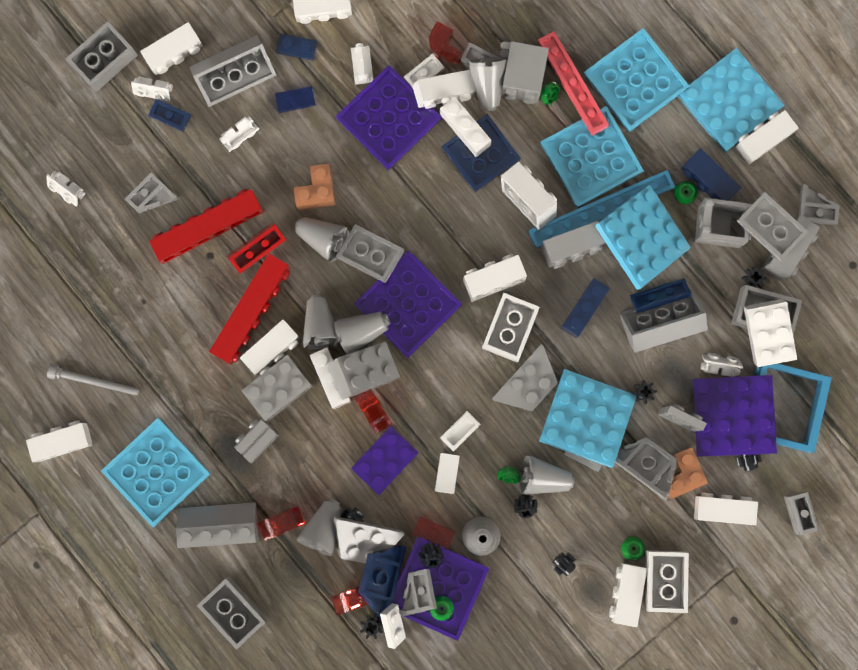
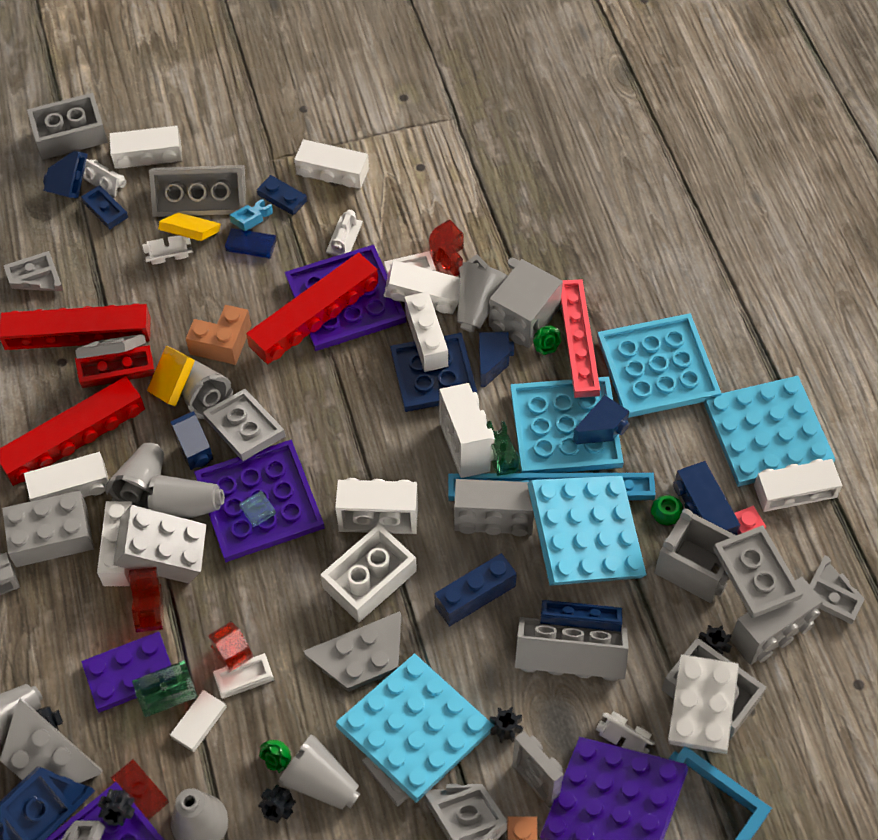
camera: 20 degrees right, 25 degrees down
(127, 104) = (66, 175): none -> dark blue slope
(245, 108) = (189, 226): none -> yellow tile
(247, 237) = (110, 346): none -> light grey tile
(284, 78) = (249, 216): none -> dark azure plate
(301, 240) = (170, 375): none -> yellow tile
(343, 283) = (192, 441): none -> slope
(374, 141) = (312, 308): none -> red brick
(413, 313) = (257, 508): none -> clear light blue tile
(417, 464) = (164, 688): none -> clear green hinge
(446, 420) = (230, 646): none -> clear red brick
(517, 121) = (493, 355): none -> dark blue slope
(565, 204) = (505, 457): none -> clear green hinge
(620, 148) = (602, 423): none -> dark blue slope
(743, 178) = (749, 519): none -> coral plate

